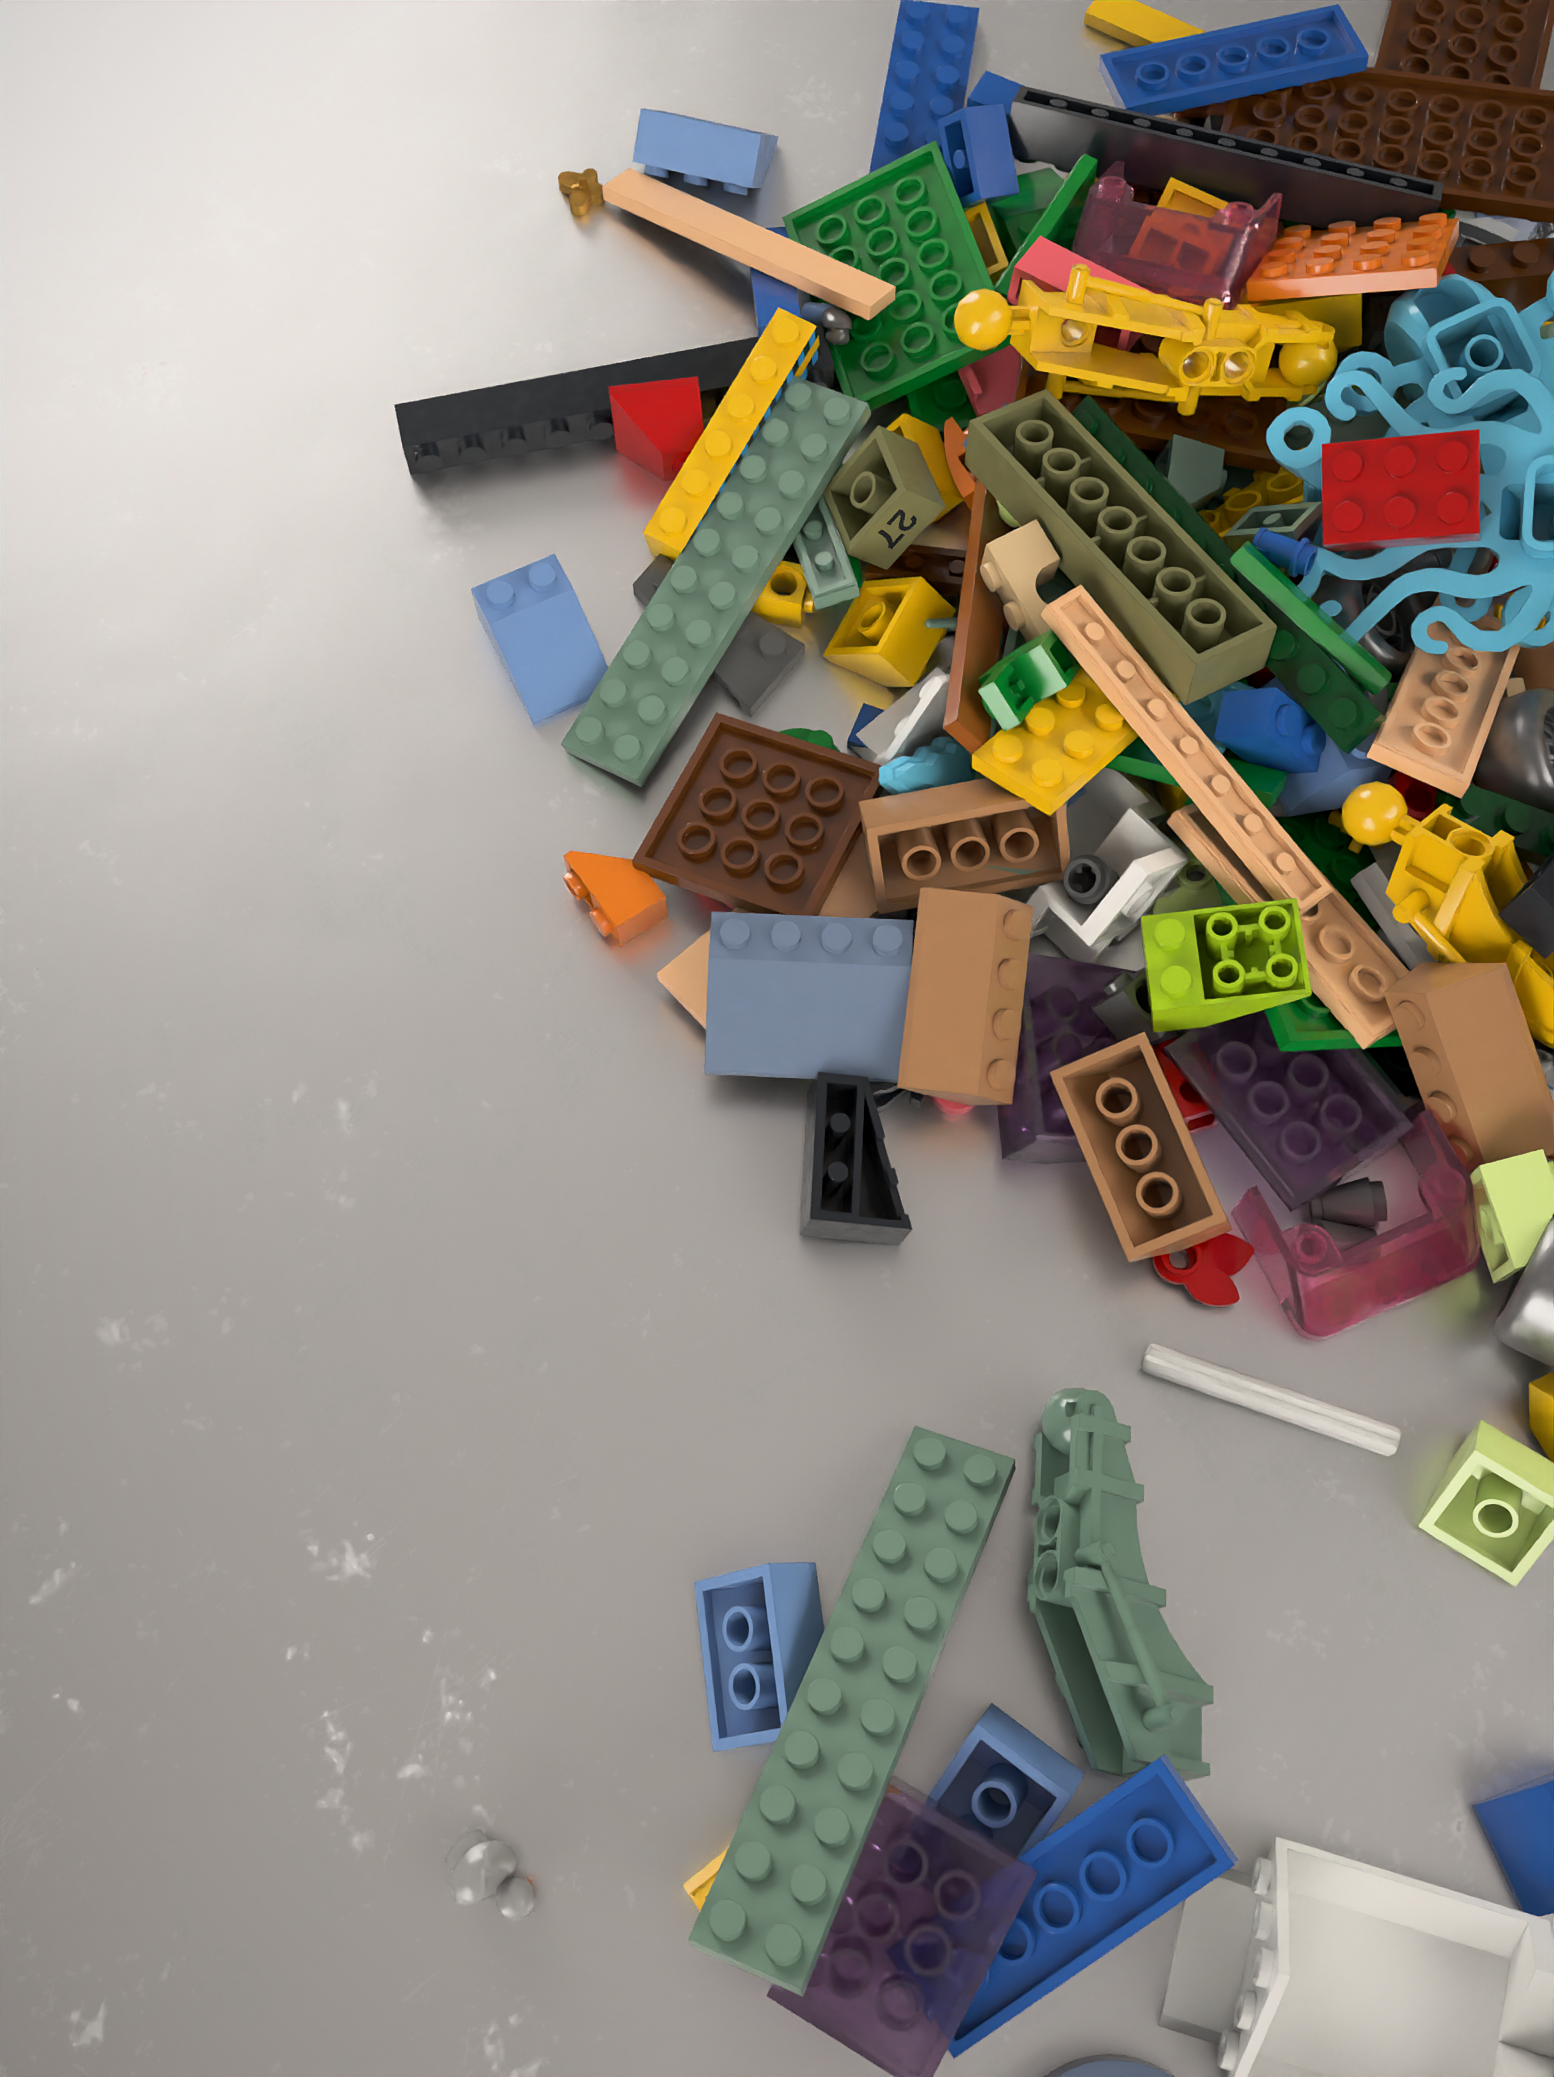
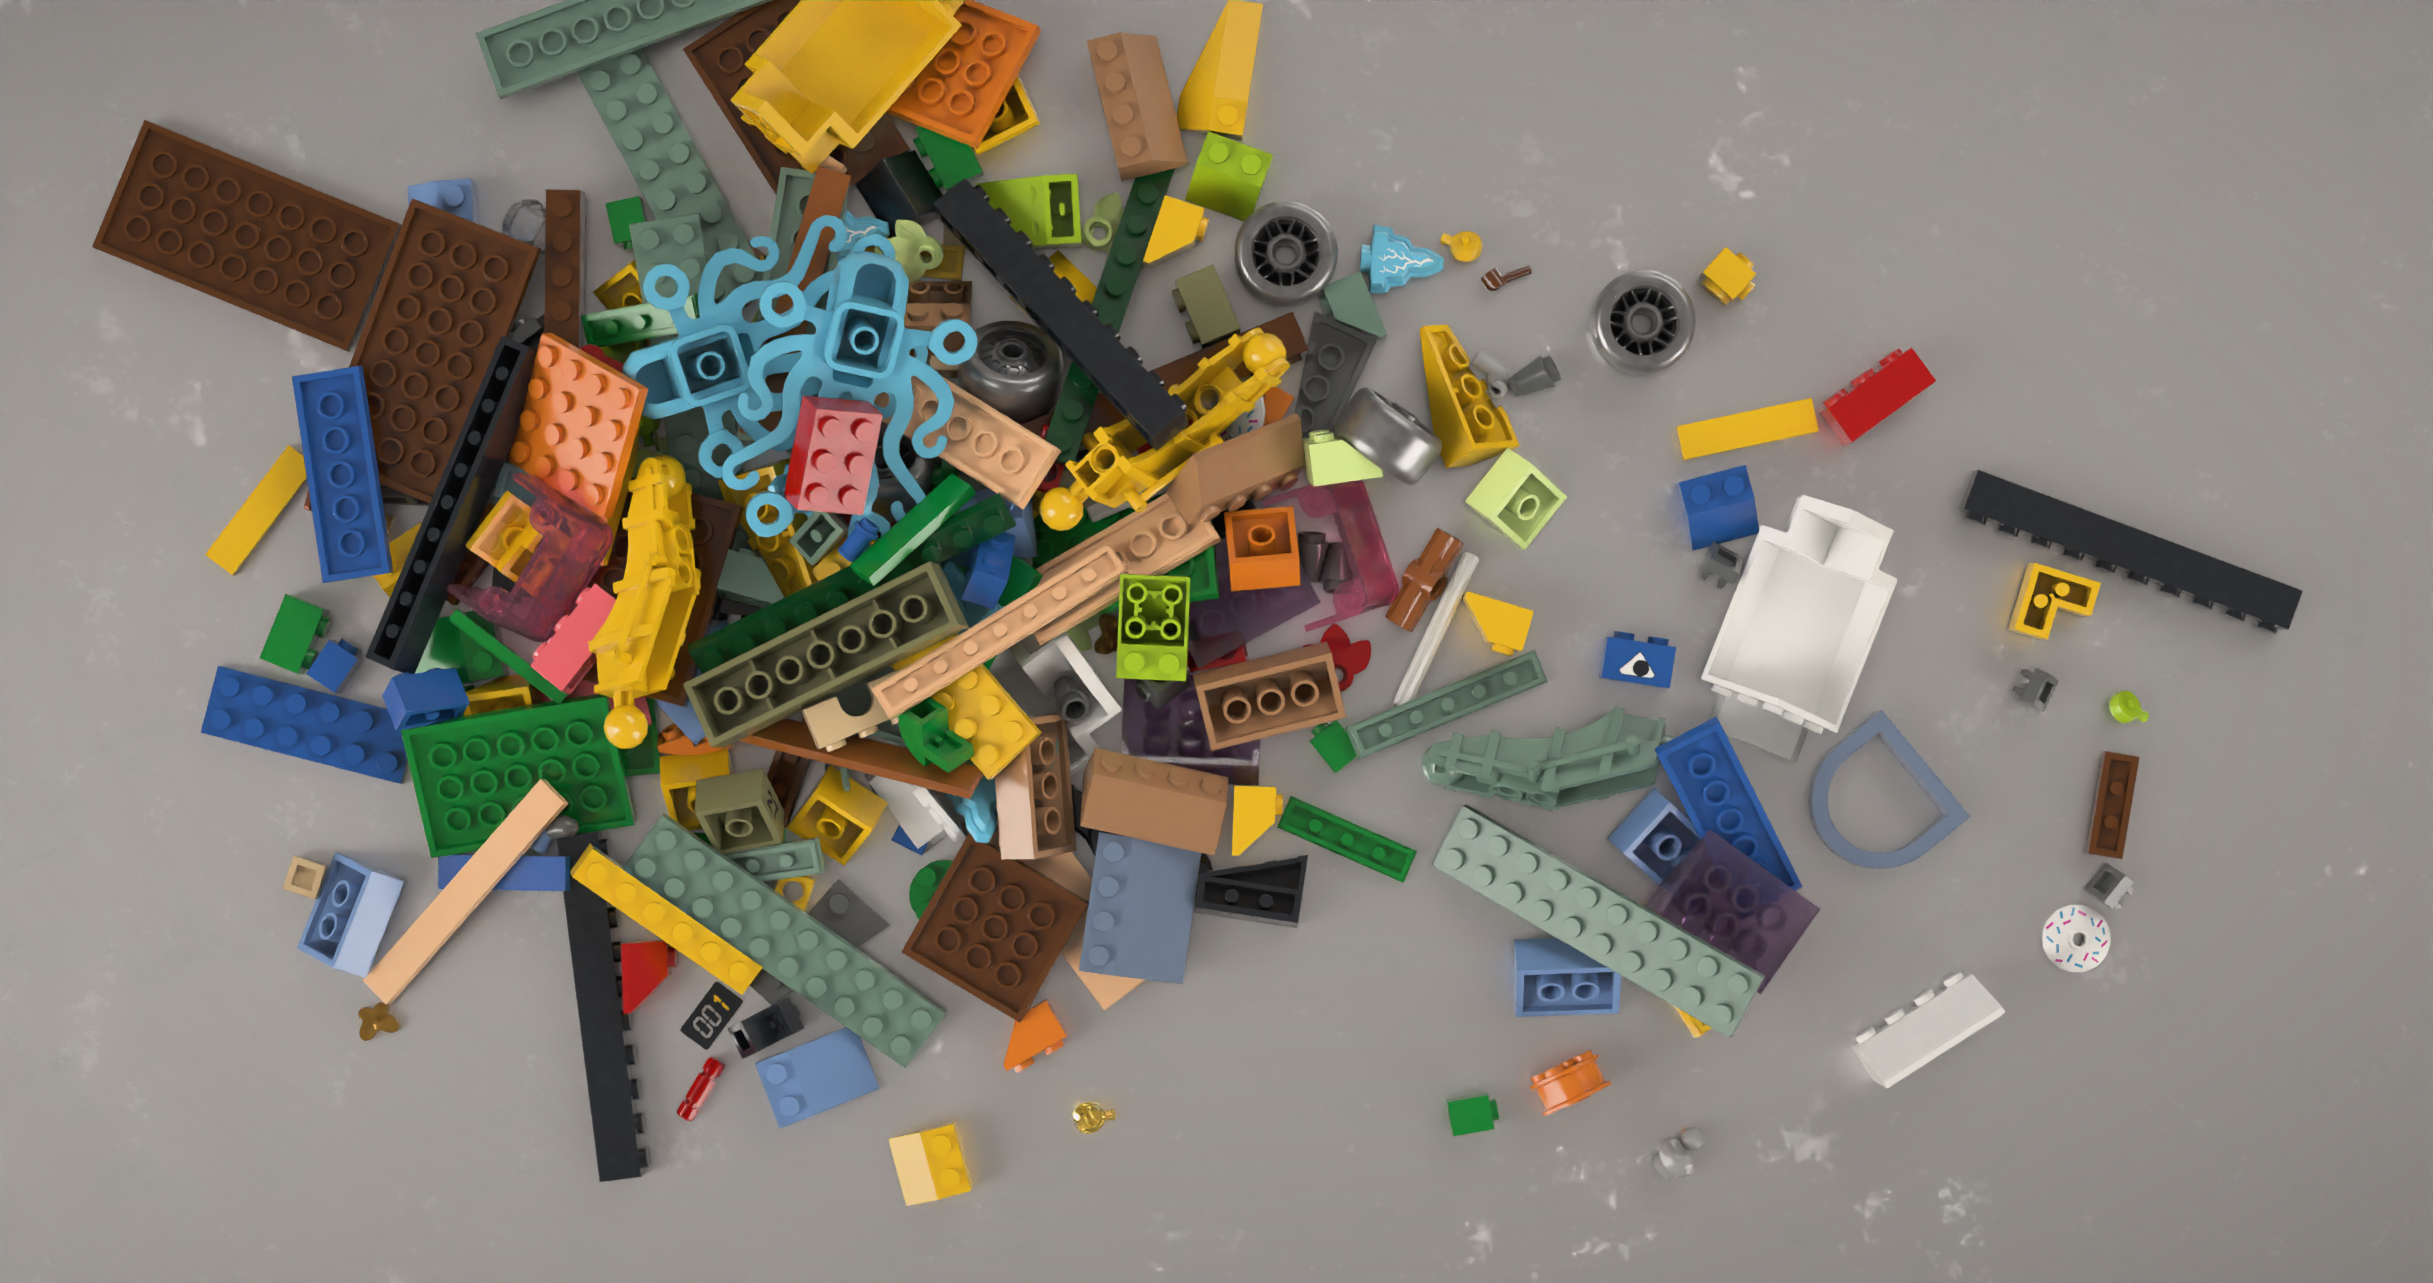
camera: 85 degrees left, 20 degrees up
(435, 791) = (931, 1163): none -> yellow slope
(505, 979) = (1090, 1117): none -> clear yellow piece
(519, 518) = (700, 1089): none -> red axle
(537, 1522) = (1472, 1114): none -> green brick
(591, 1673) = (1569, 1082): none -> orange wheel
(603, 576) = (766, 1027): none -> black brick
(612, 527) = (711, 1015): none -> black sticker
(745, 104) = (305, 877): none -> tan plate
(937, 1299) = (1347, 839): none -> green tile
(958, 1145) = (1253, 814): none -> yellow slope
(1031, 60) = (296, 634): none -> green brick
(1076, 1262) = (1333, 744): none -> green brick
(1167, 1424) = (1446, 704): none -> sand green tile
(1284, 1725) = (1637, 661): none -> blue brick
(1312, 1492) = (1499, 622): none -> yellow slope
(1349, 1371) = (1424, 580): none -> dark orange piece
(1360, 1109) = (1262, 548): none -> orange slope
(1470, 1856) = (1723, 564): none -> dark grey tile

